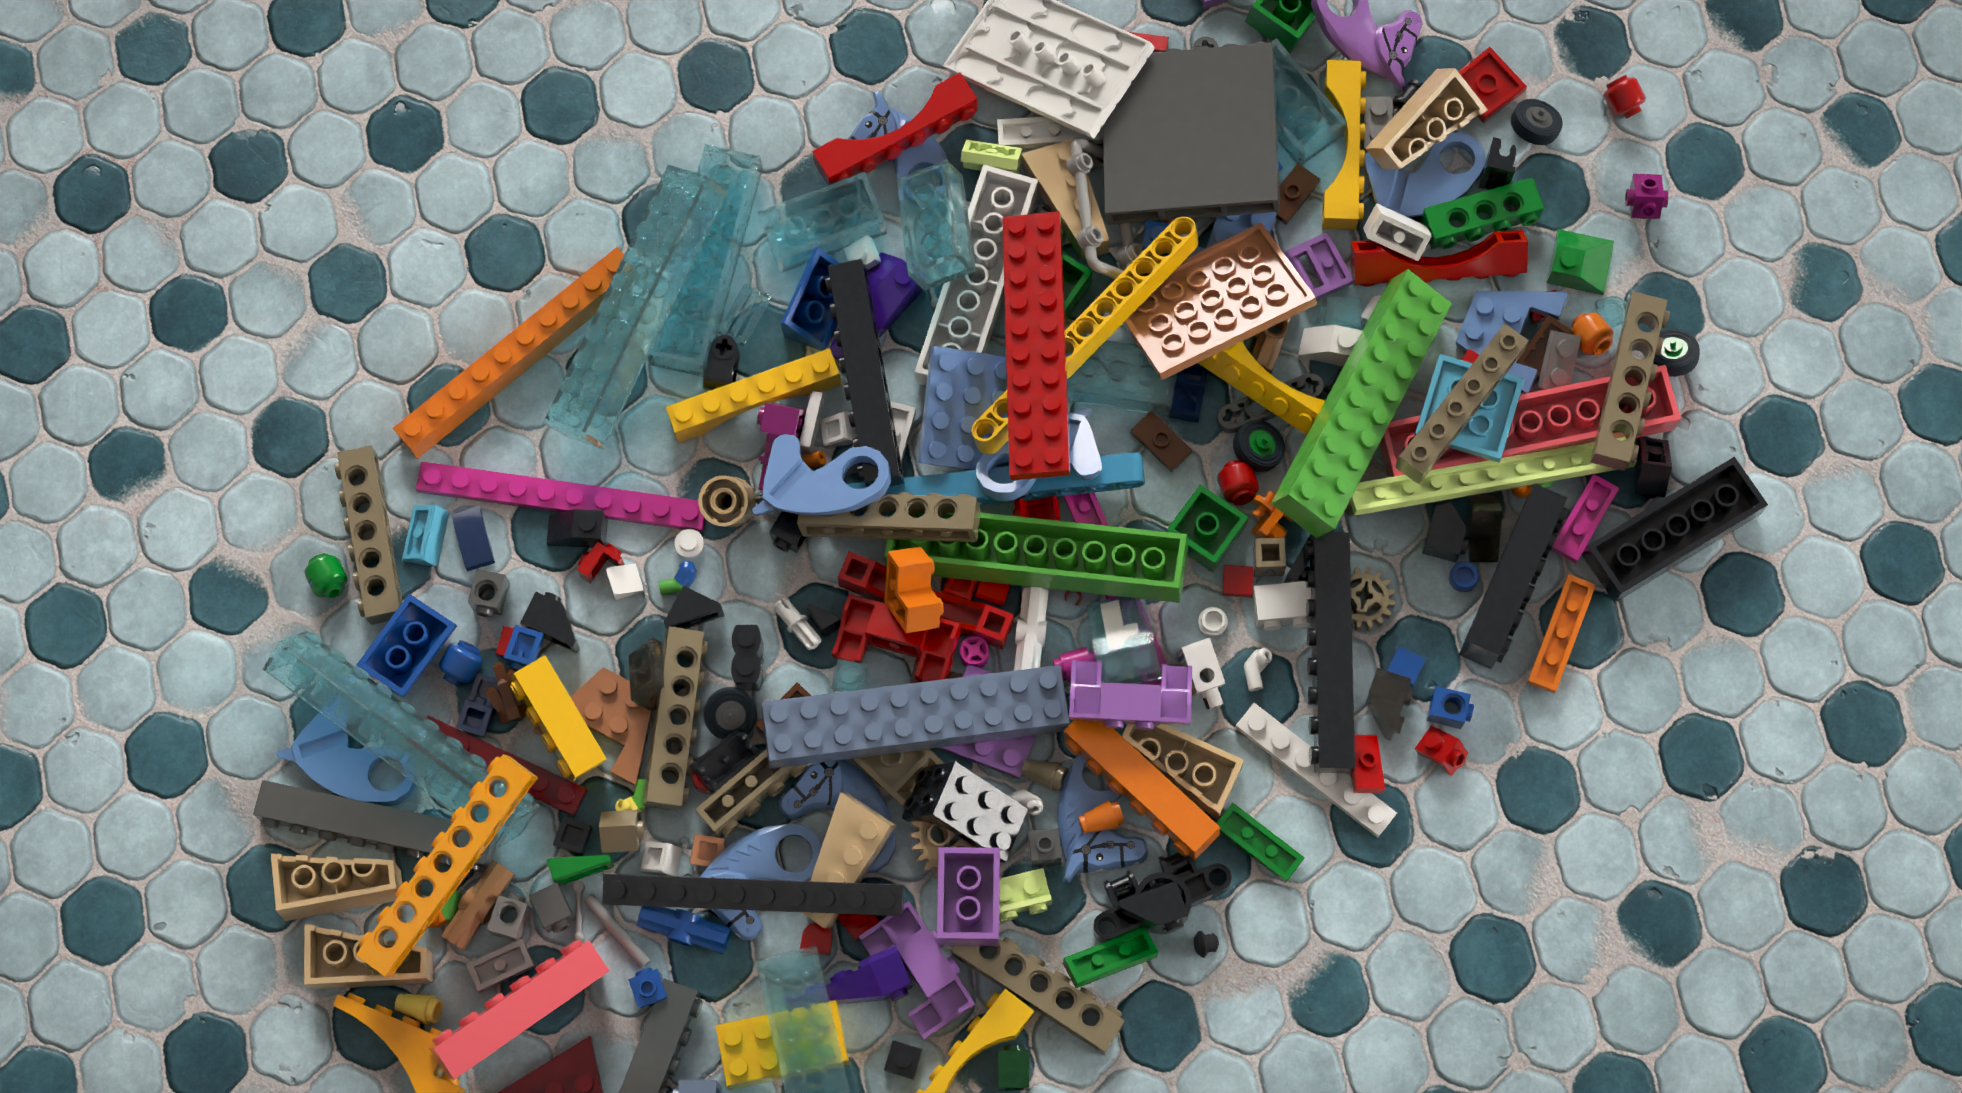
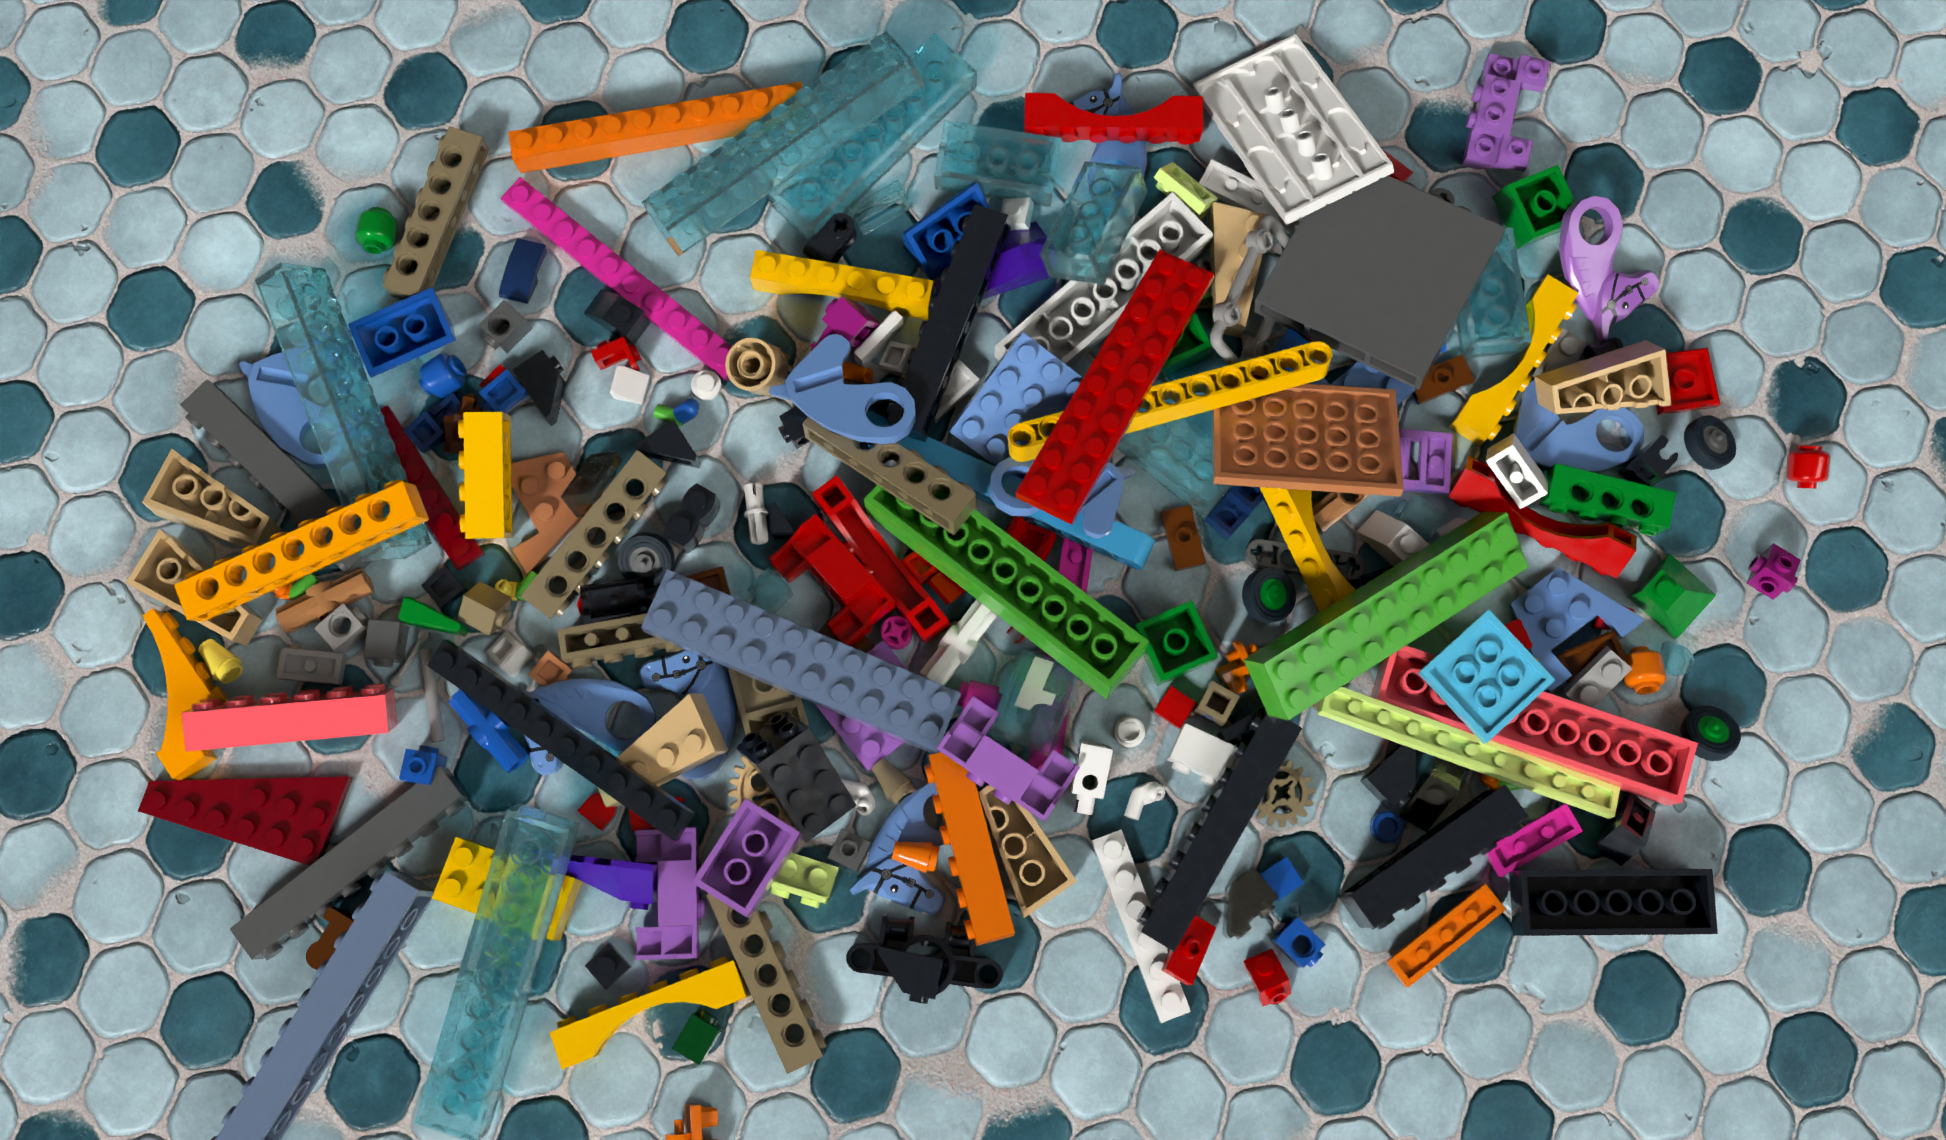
camera: 25 degrees right, 5 degrees up
(425, 535) = (485, 244): medium azure slope -> none
(909, 590) = (868, 545): orange brick -> none
(1110, 957) = (846, 988): green plate -> none
(1205, 943) = (941, 1026): black piece -> none
(1238, 482) = (1229, 617): red head -> none
(1259, 842) = (1047, 962): green plate -> none
(1461, 404) = (1481, 670): dark tan brick -> none
(1639, 310) = (1594, 790): dark tan brick -> none

